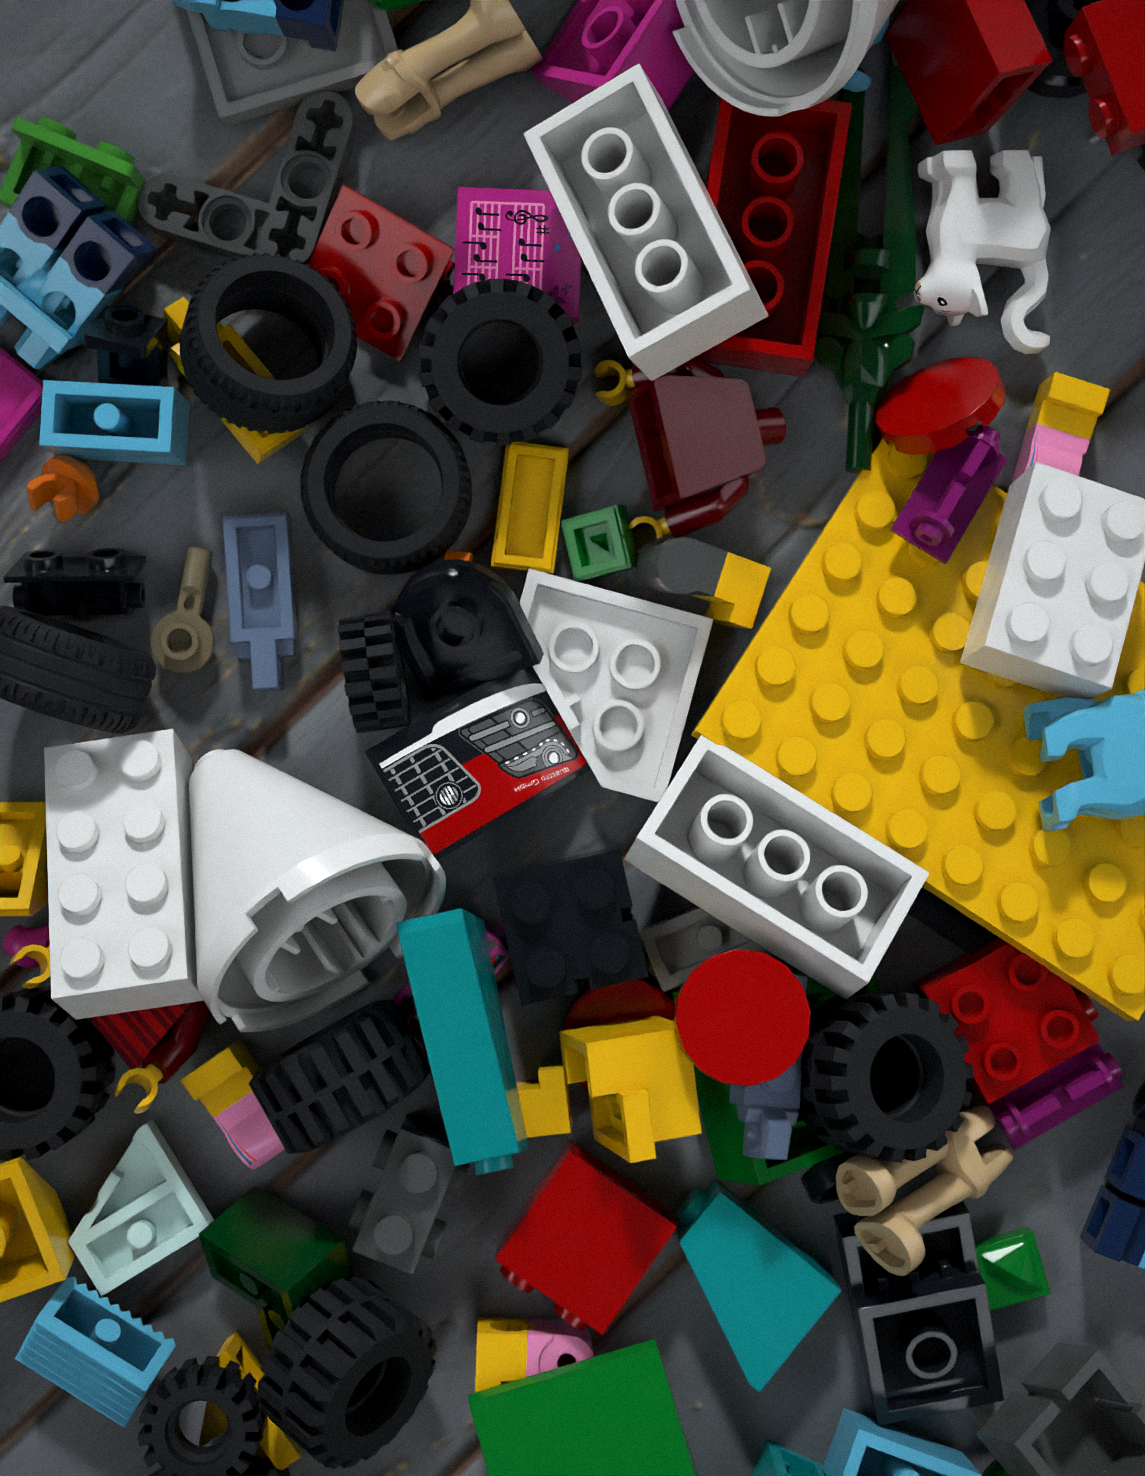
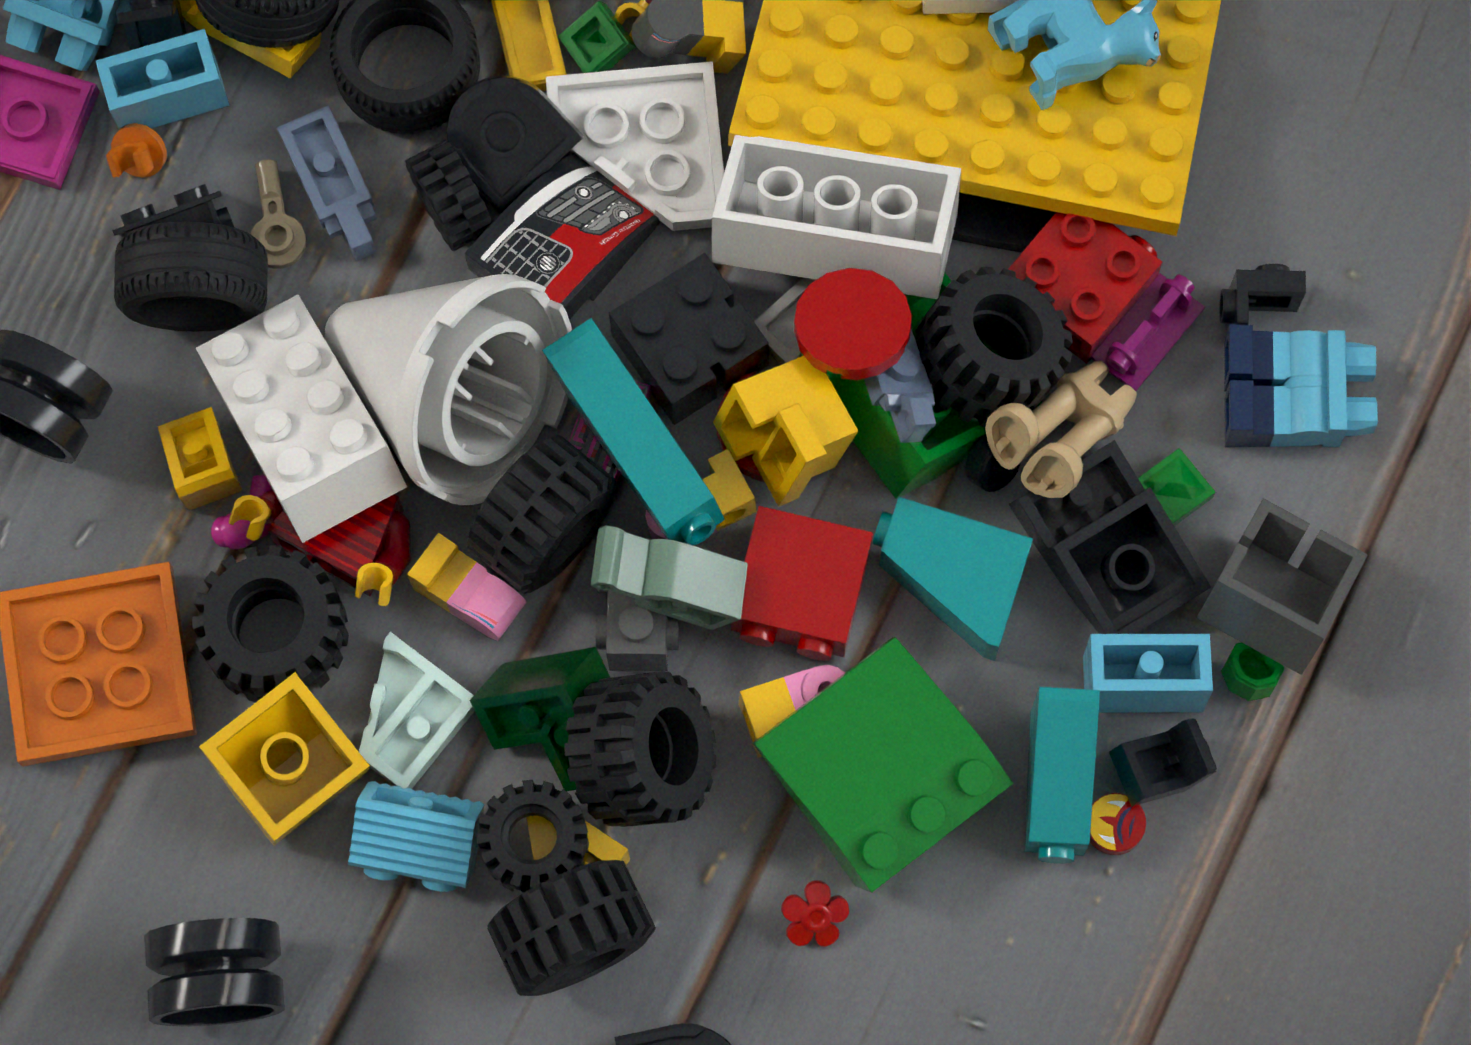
camera: 20 degrees left, 15 degrees down
(442, 1214) = (670, 577): none -> sand green piece

